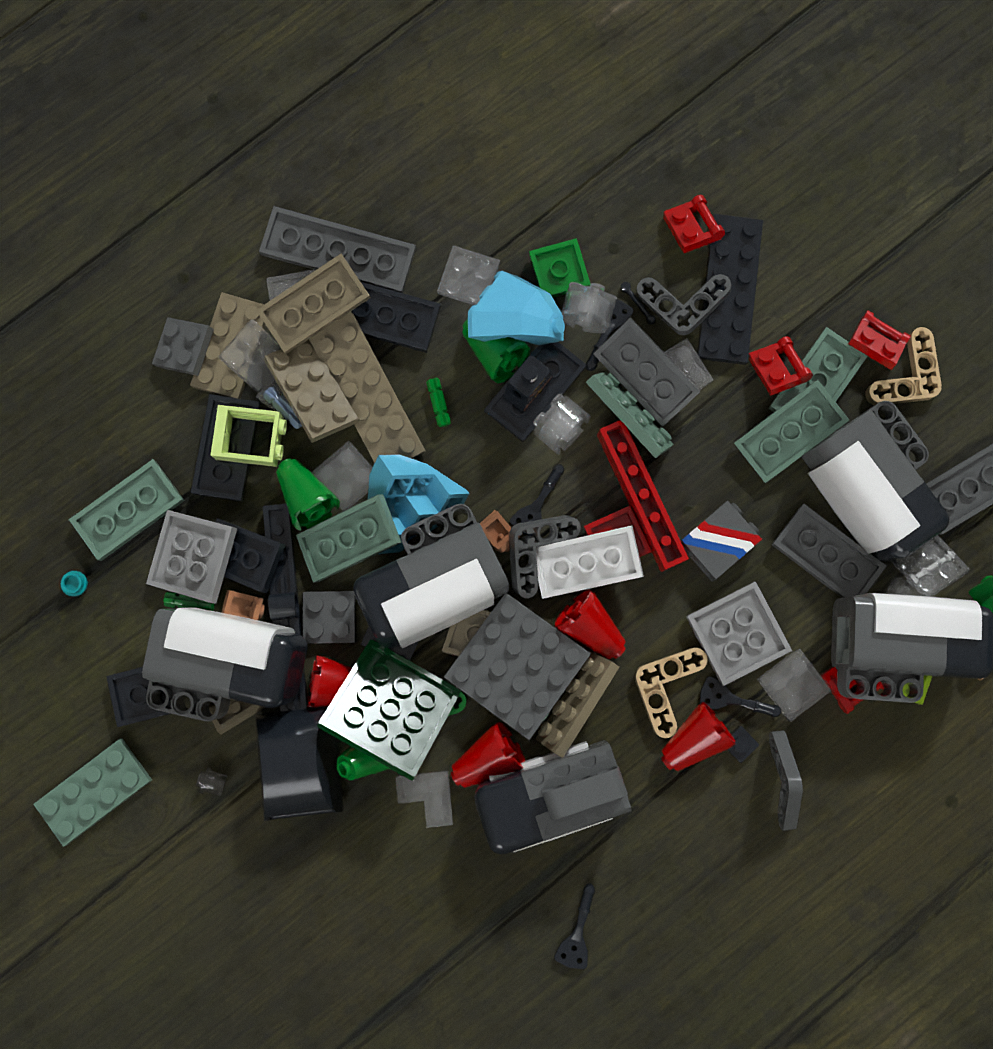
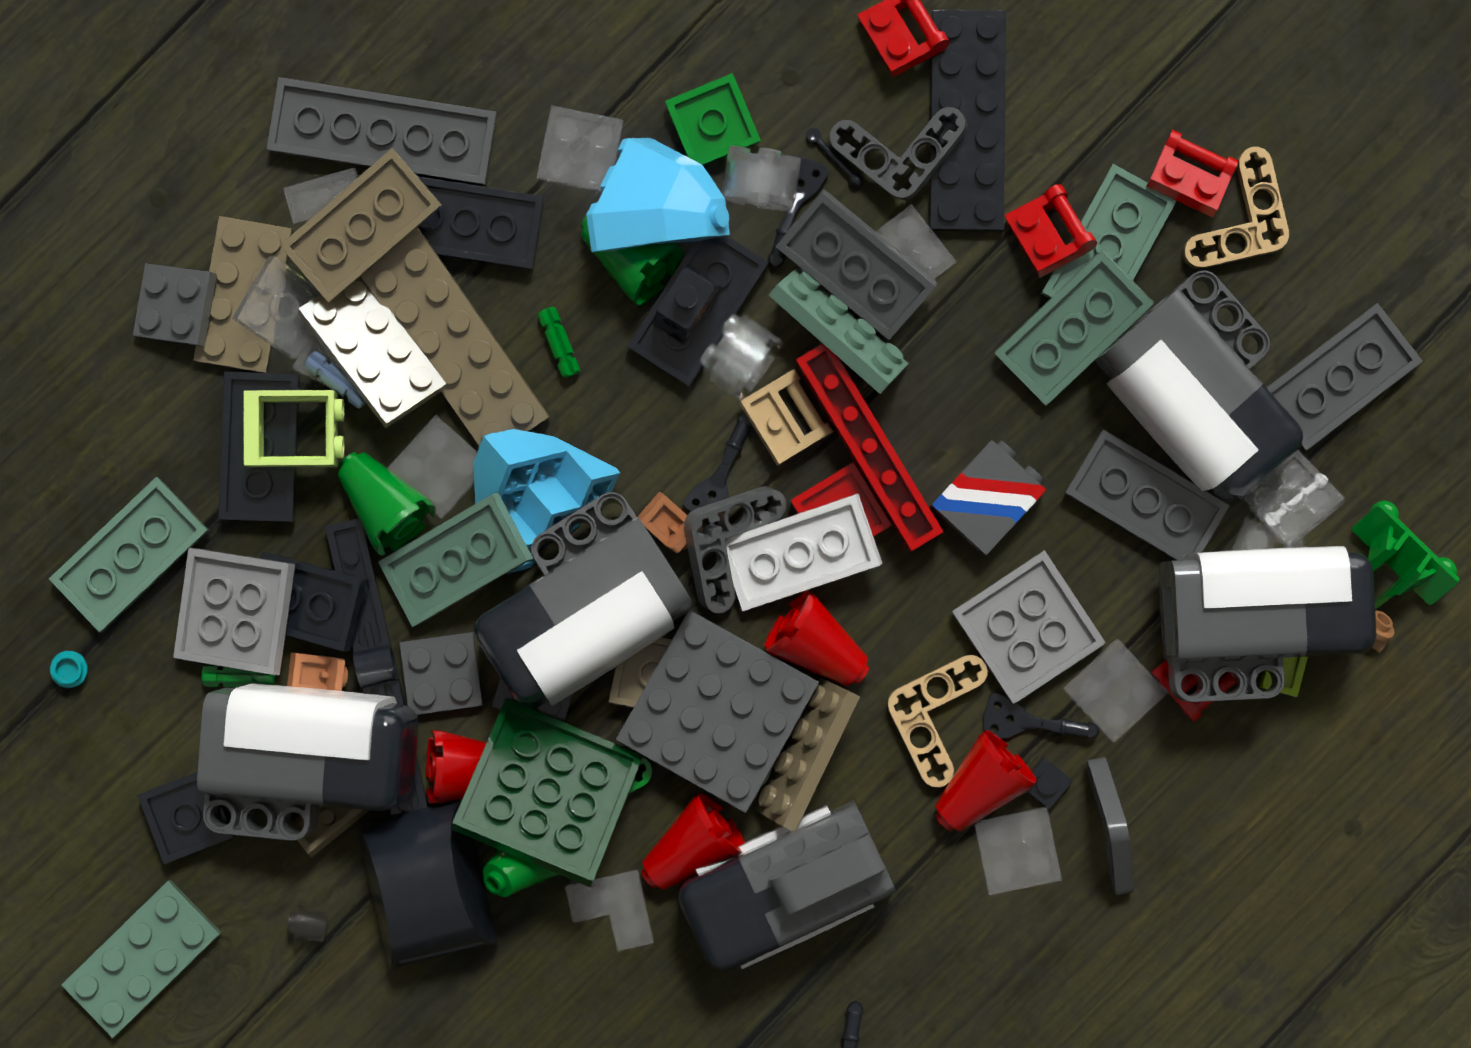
camera: 10 degrees left, 5 degrees up
(579, 473) = (776, 424): none -> tan plate
(716, 790) = (1017, 851): none -> clear plate

